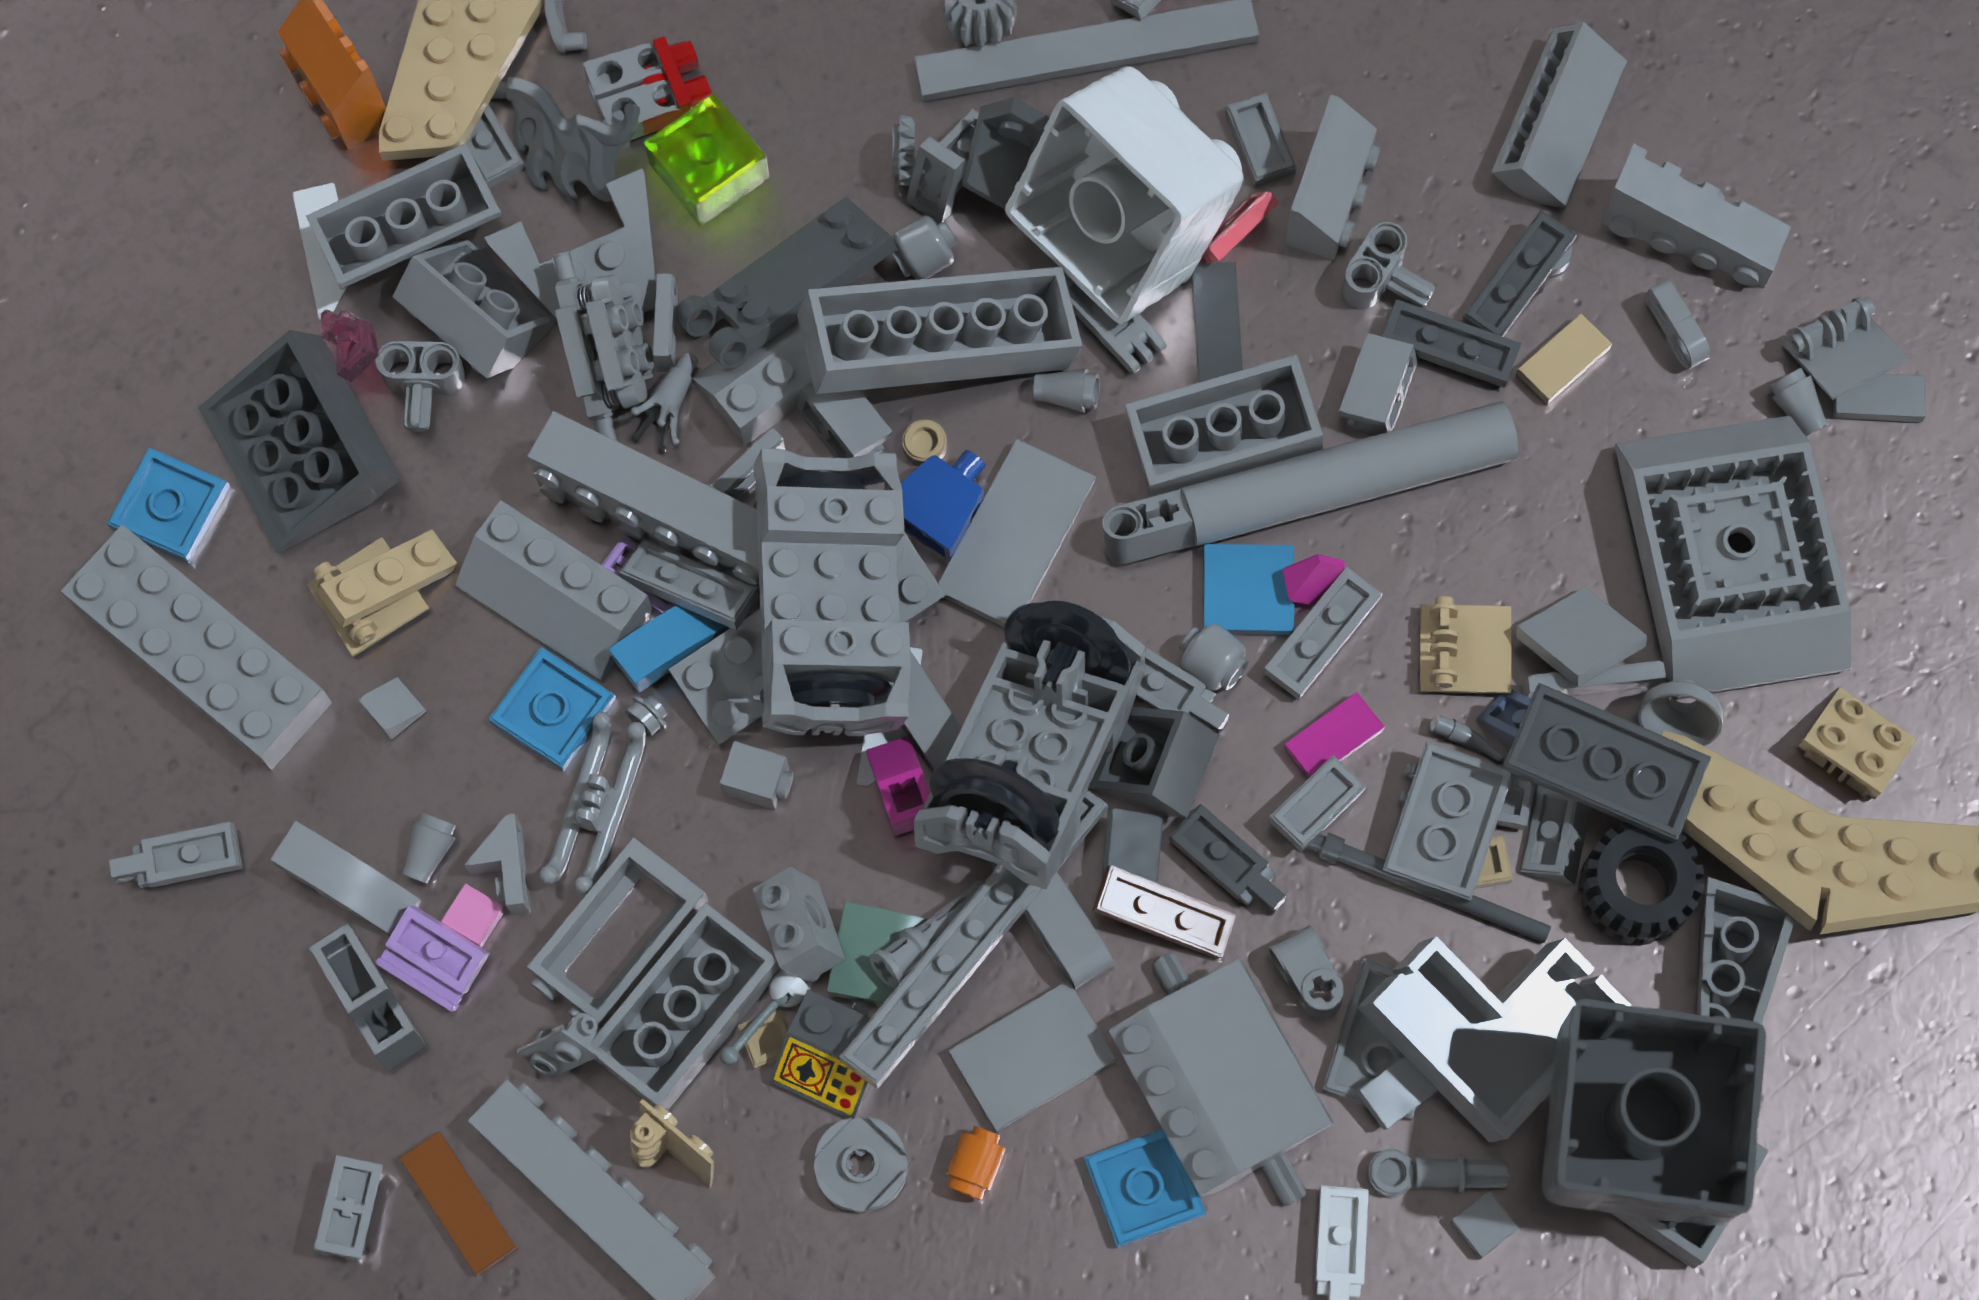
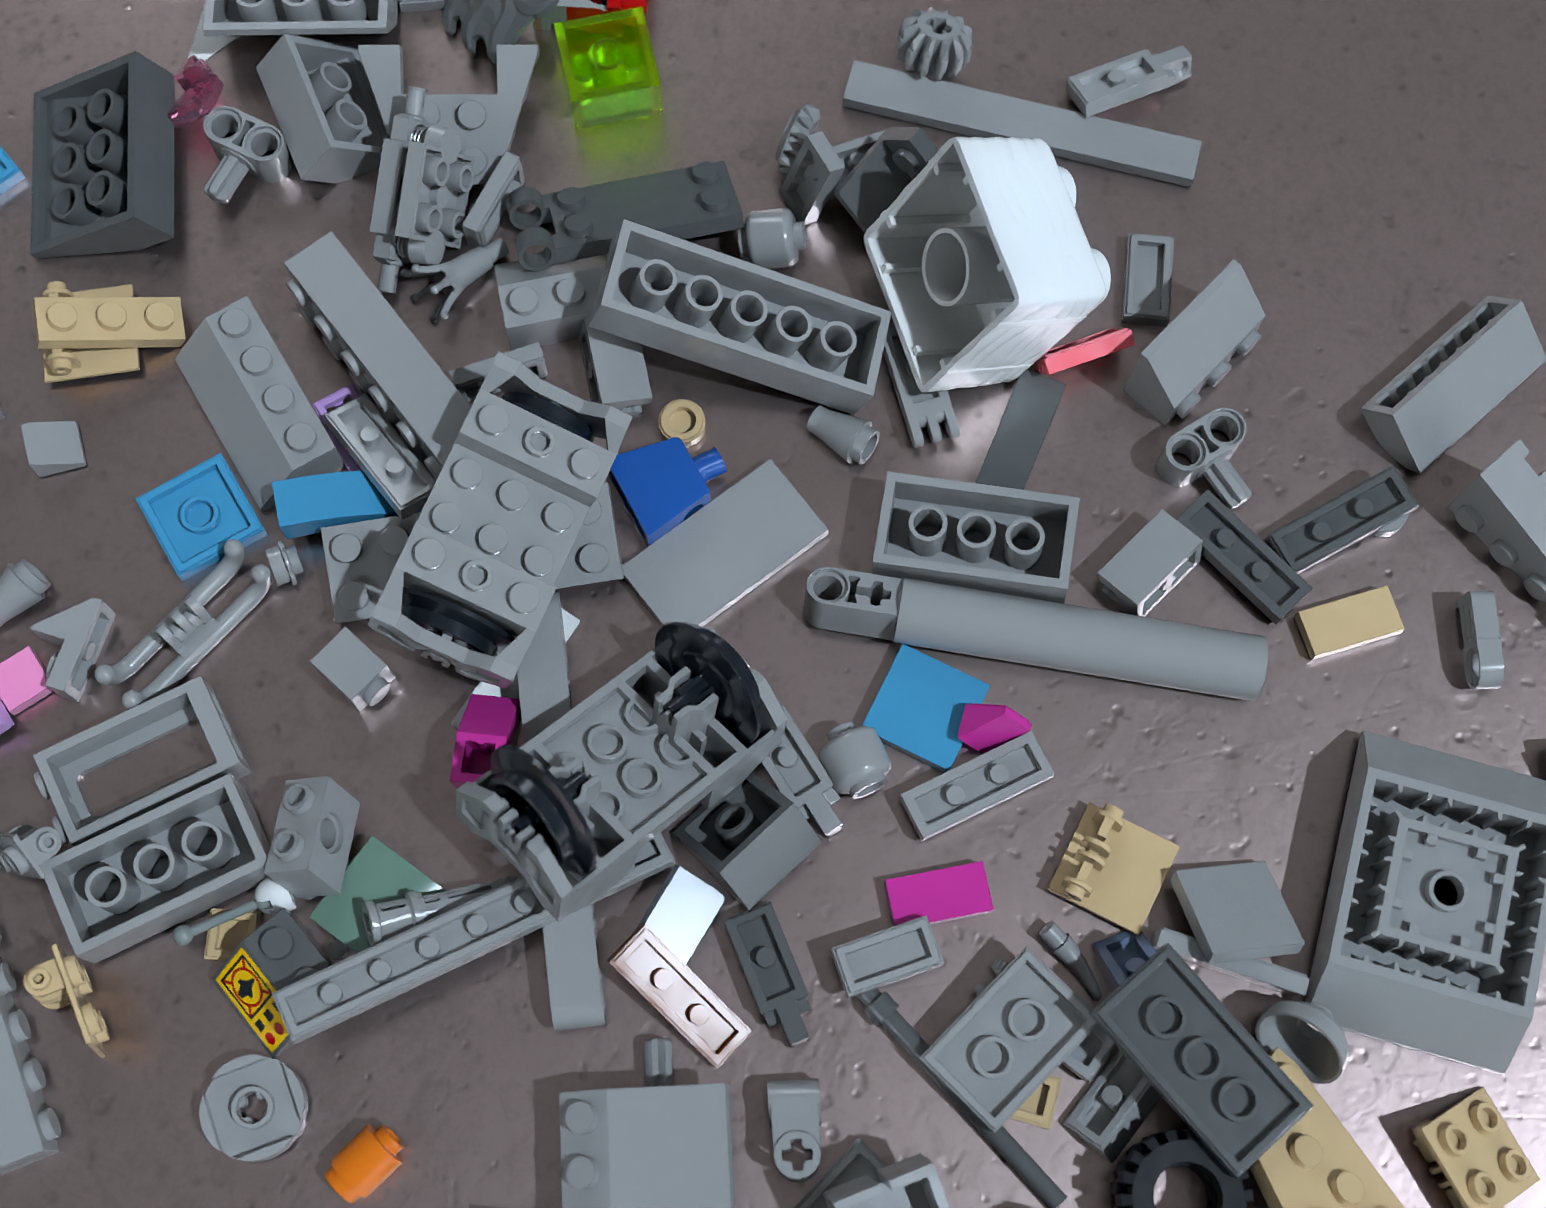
camera: 20 degrees right, 0 degrees up
(1032, 1056) = (479, 1078): light grey tile -> none

